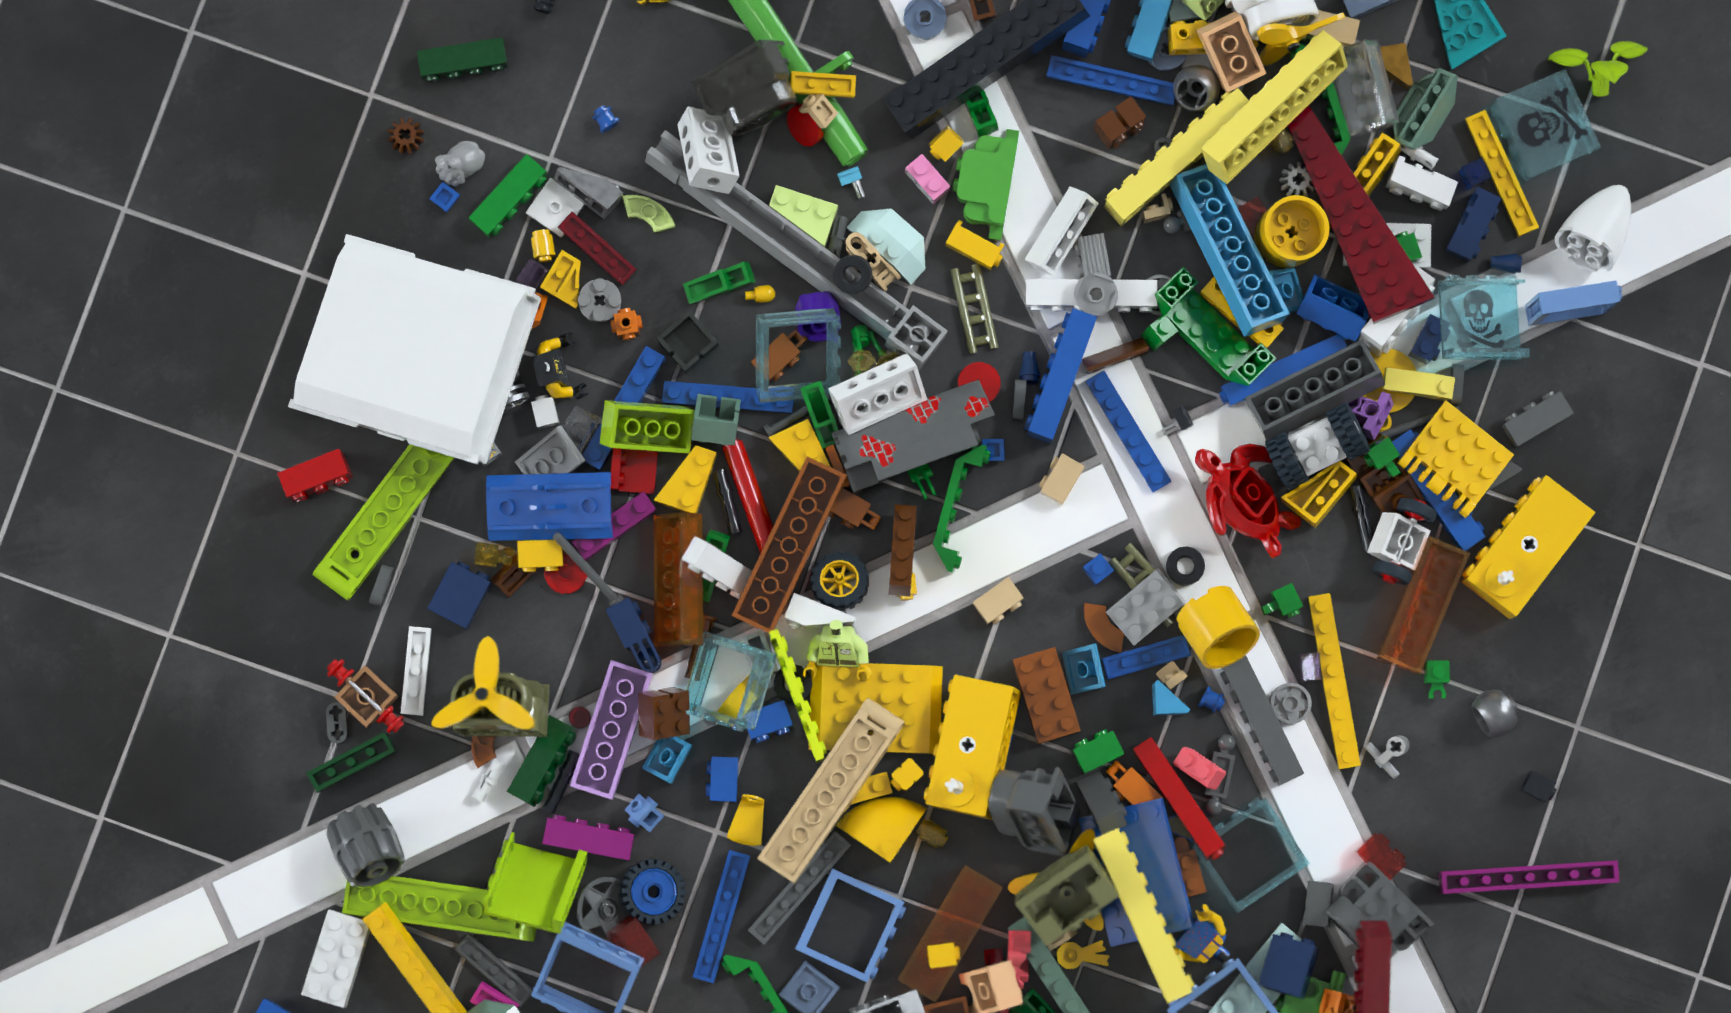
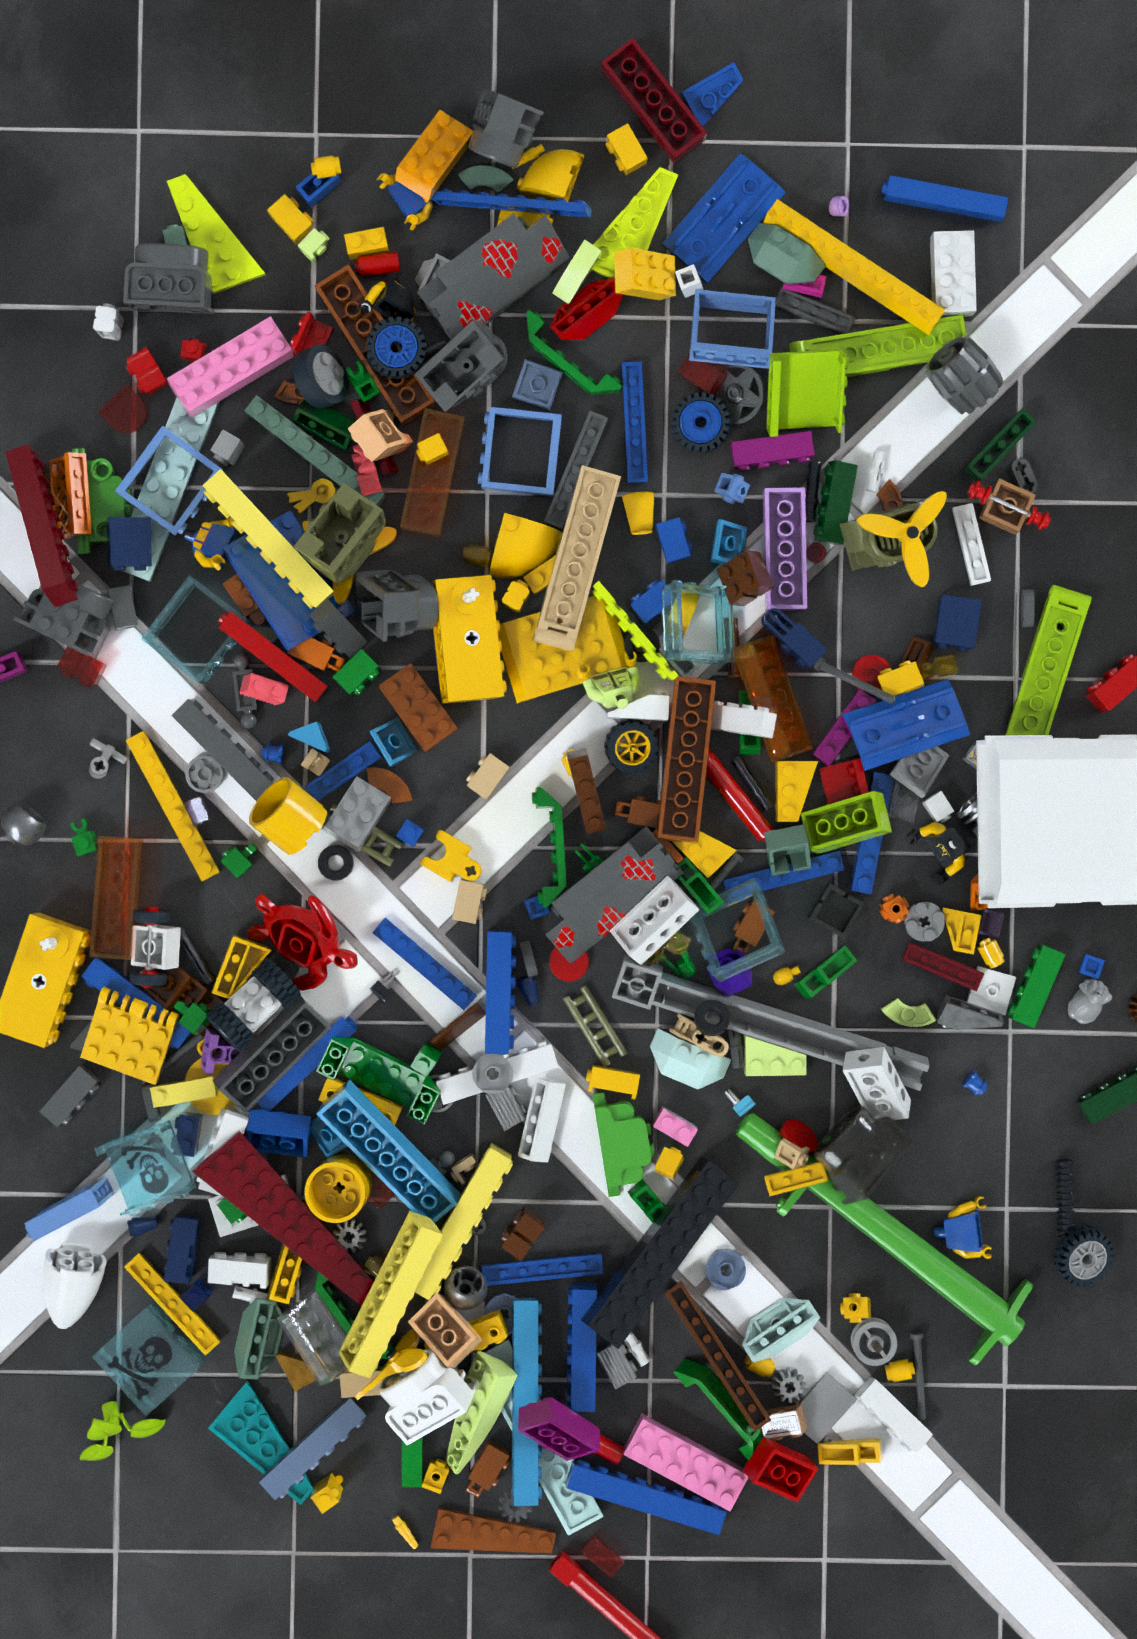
camera: 160 degrees right, 5 degrees up
(1061, 525) = (455, 860): none -> yellow piece

